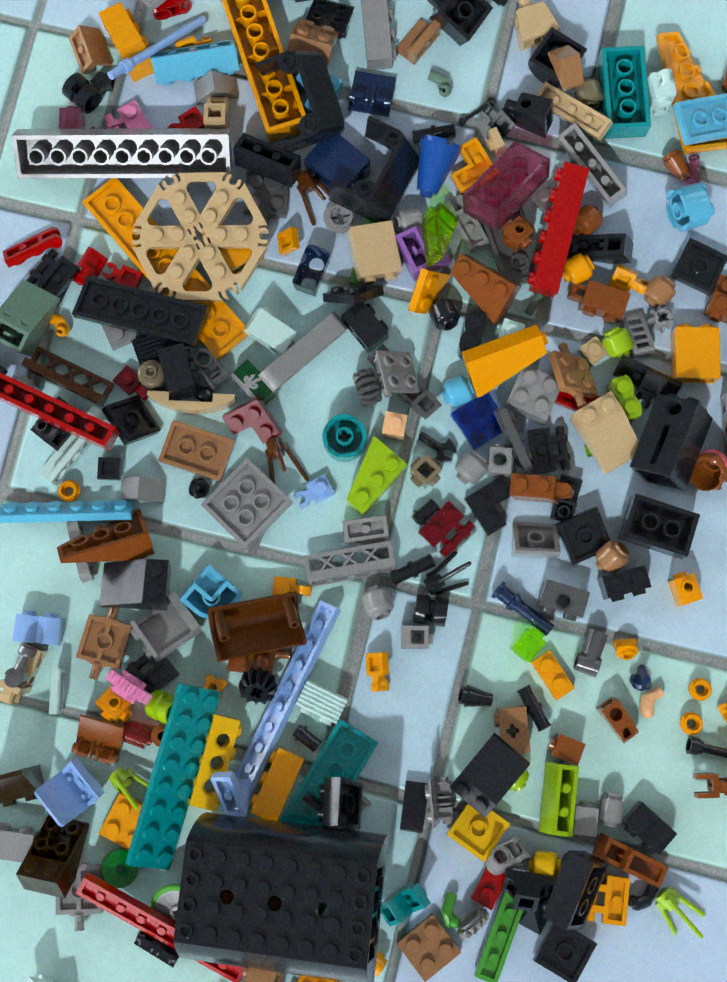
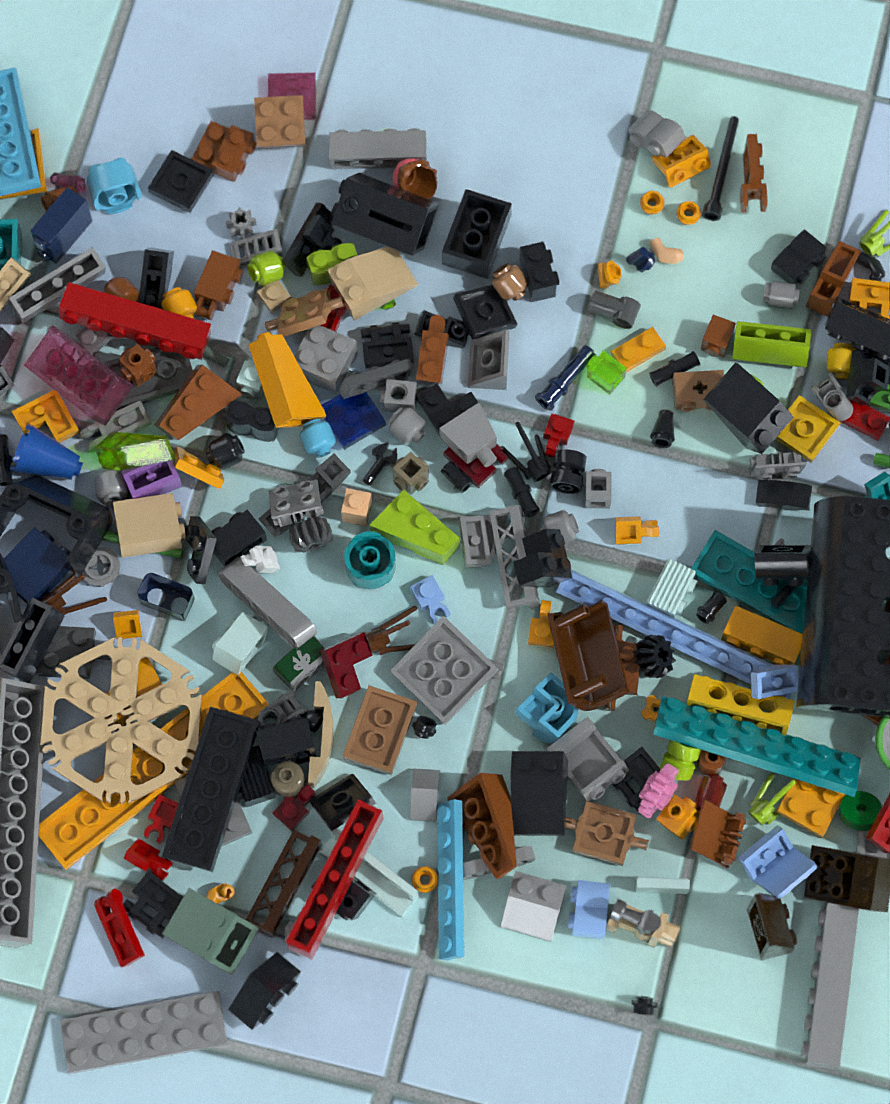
camera: 90 degrees left, 10 degrees down
(44, 581) = (533, 906): none -> slope
(109, 468) = (399, 831): black plate -> none
(341, 590) = (544, 560): none -> black brick
(346, 348) = (263, 558): none -> white plate
(459, 523) = (470, 436): none -> light grey torso
(471, 601) = (557, 432): none -> red plate
(495, 142) = (19, 391): tan plate -> none
(576, 599) = (556, 321): dark grey brick -> none
(585, 819) = (792, 316): light grey brick -> none
(618, 719) = (685, 284): dark orange leg -> none
(625, 279) = (192, 256): light orange plate -> none
(647, 164) = (61, 226): none -> dark blue brick
(659, 291) = (208, 222): medium nougat head -> none
(685, 589) = (544, 211): light orange brick -> none
(695, 354) = (282, 189): light orange brick -> none

